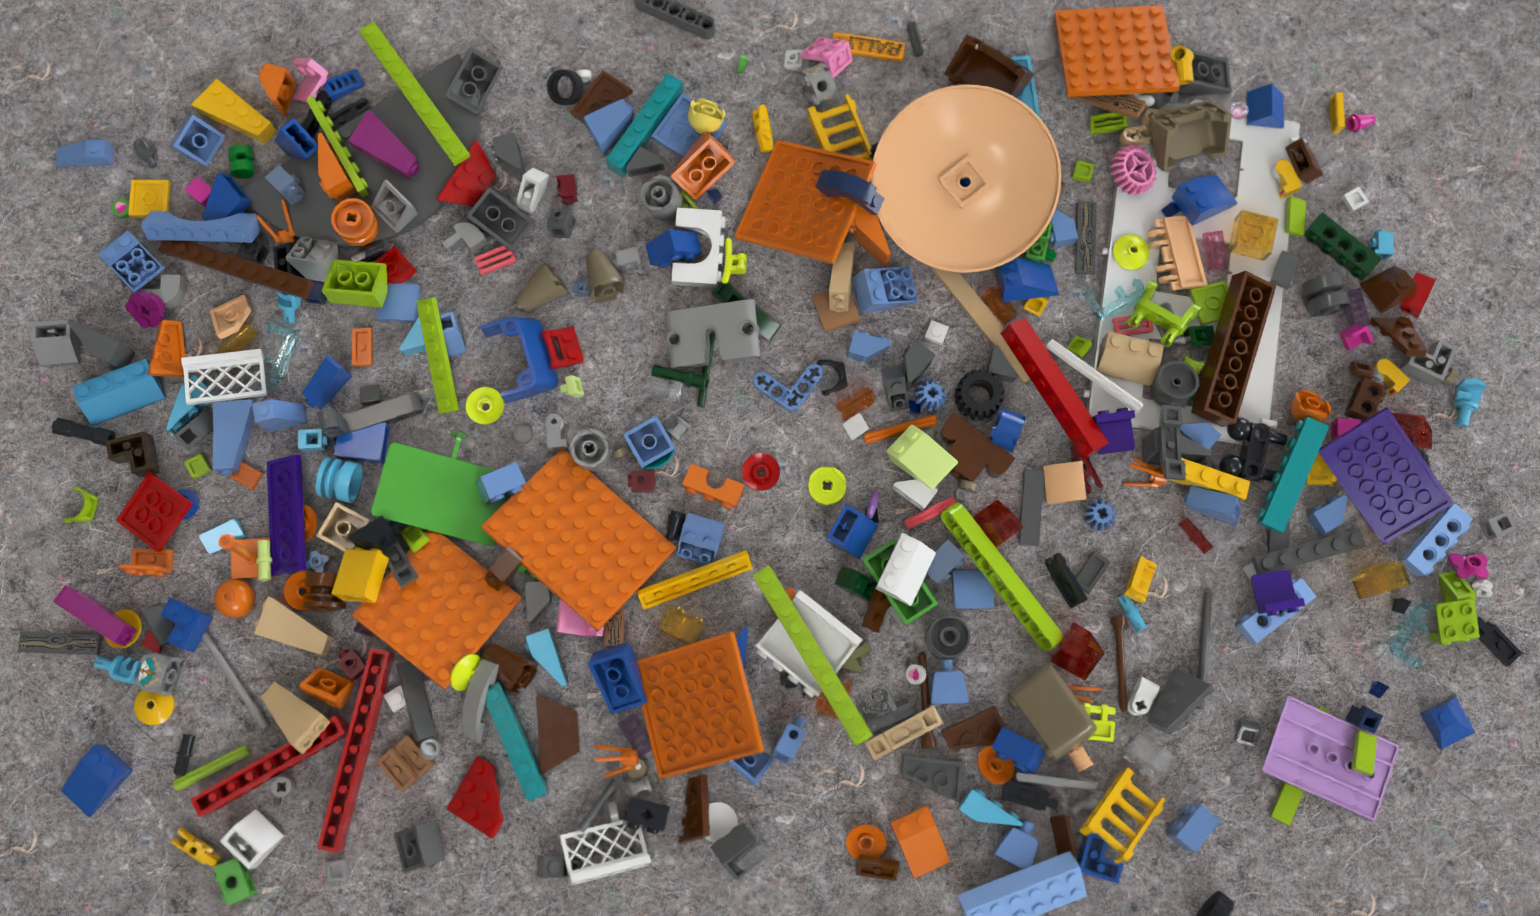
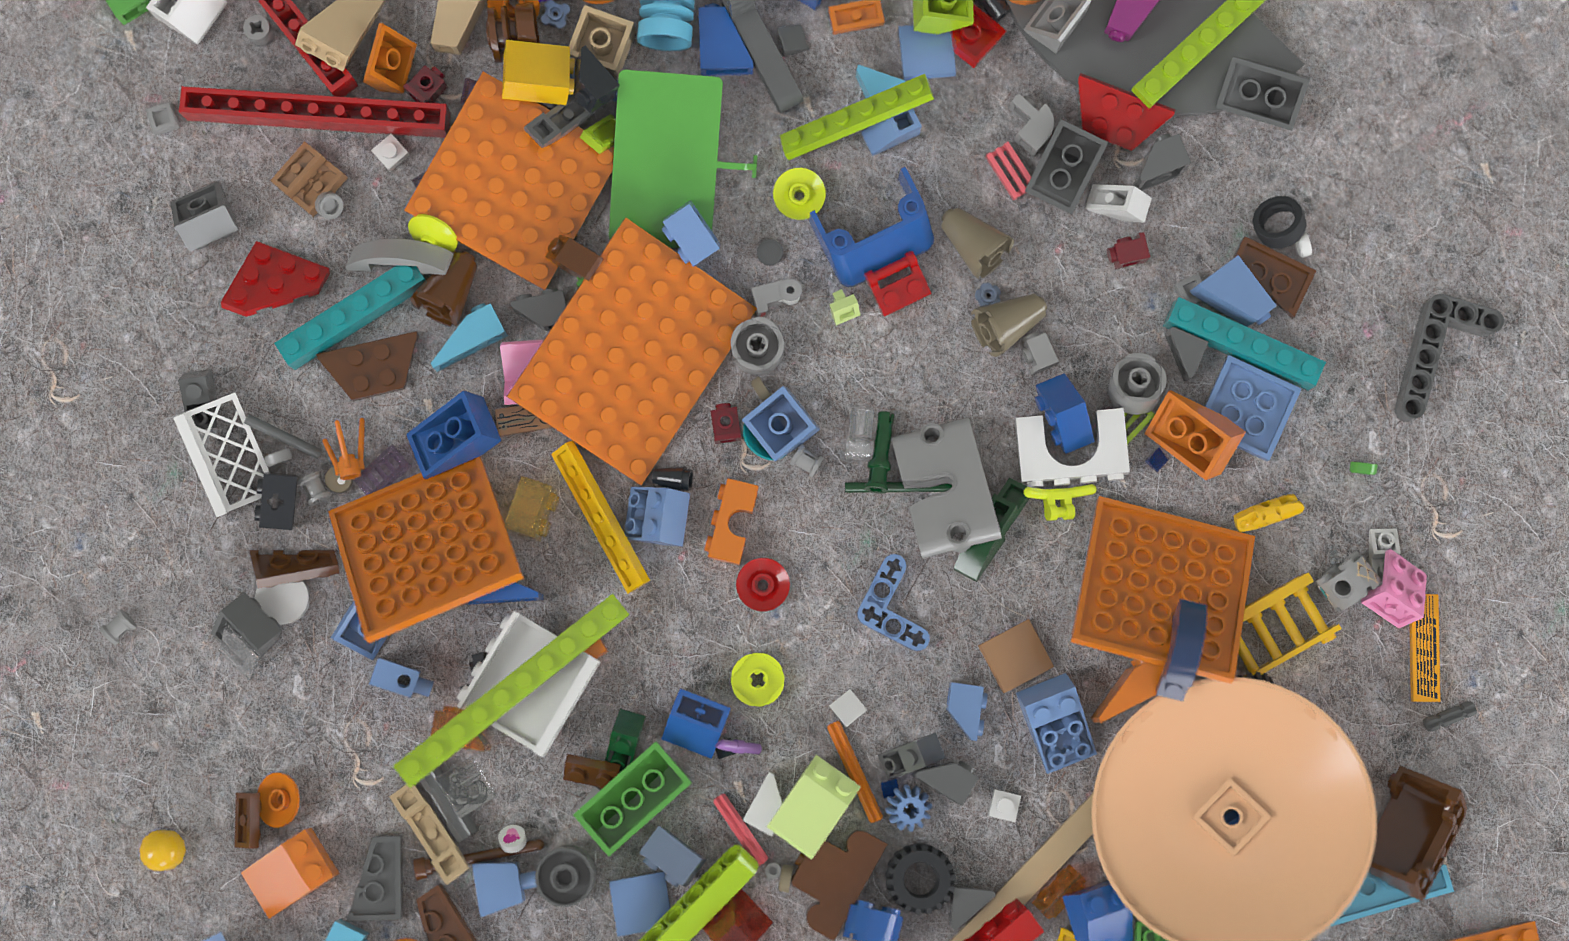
camera: 80 degrees right, 5 degrees up
(415, 701) = (386, 177): dark grey tile -> none
(561, 223) = (1076, 251): dark grey brick -> none
(705, 116) = (1268, 426): light yellow cylinder -> none
(840, 368) = (914, 680): black helmet -> none
(842, 278) = (1058, 657): tan slope -> none
(851, 663) = (530, 759): olive slope -> none
(863, 399) = (873, 695): clear orange hinge -> none
(906, 569) = (647, 804): white slope -> none

